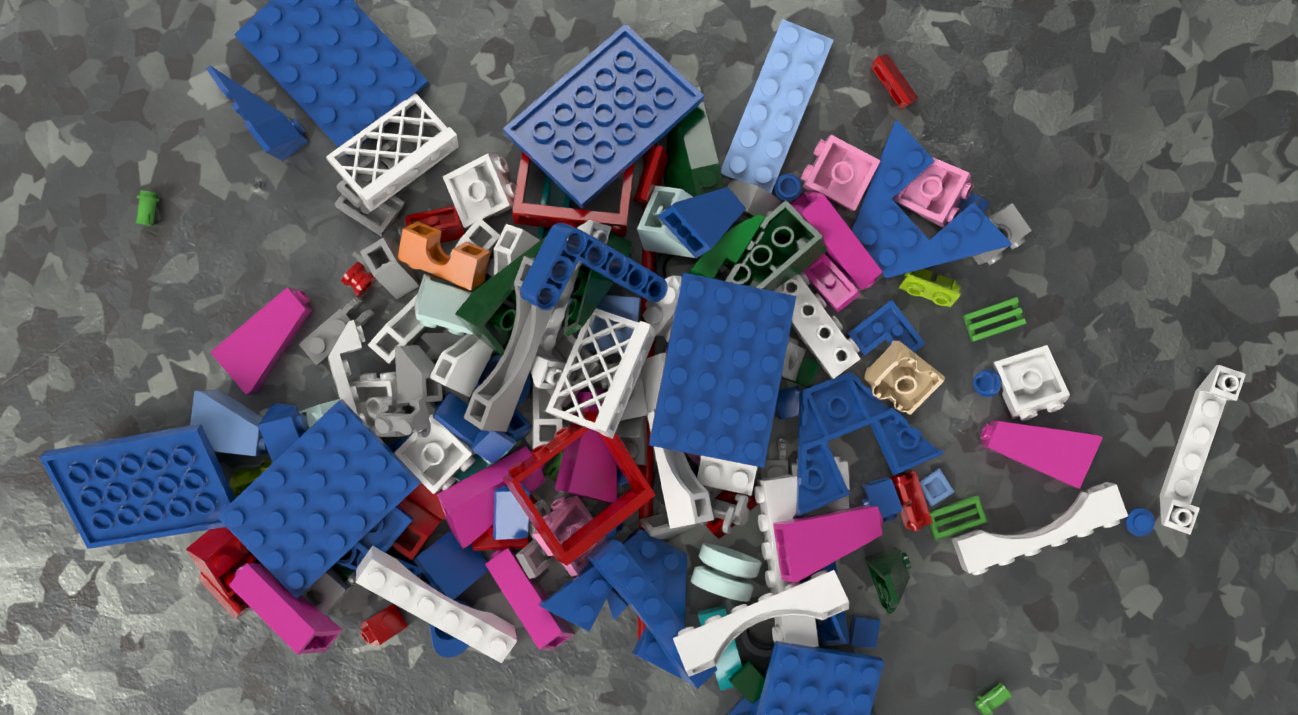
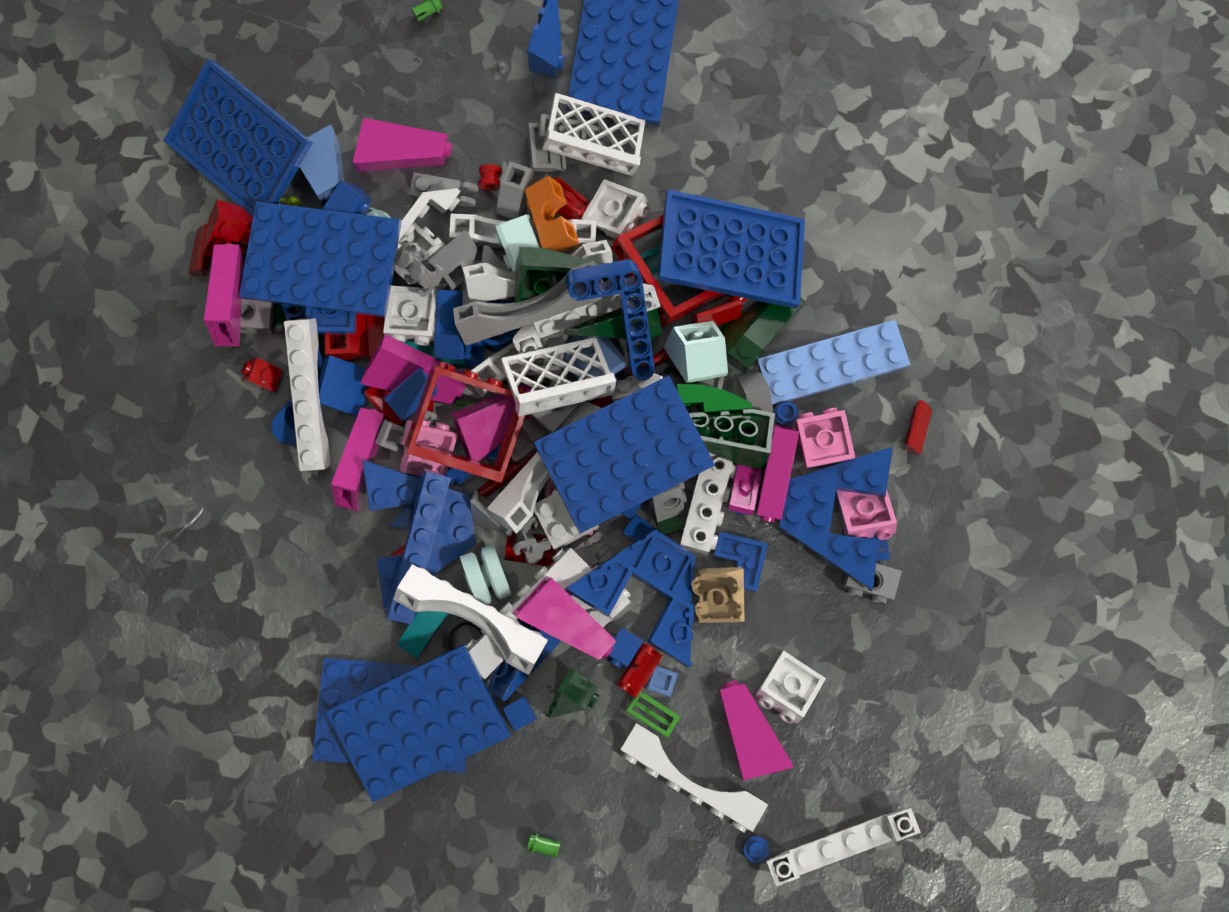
camera: 40 degrees right, 10 degrees down
(702, 219) = (716, 364): blue slope -> none
(749, 681) = (419, 653): dark green slope -> none
(942, 291) = (800, 574): lime hinge -> none
(987, 383) = (764, 657): blue plate -> none
(1015, 312) = (831, 639): bright green tile -> none

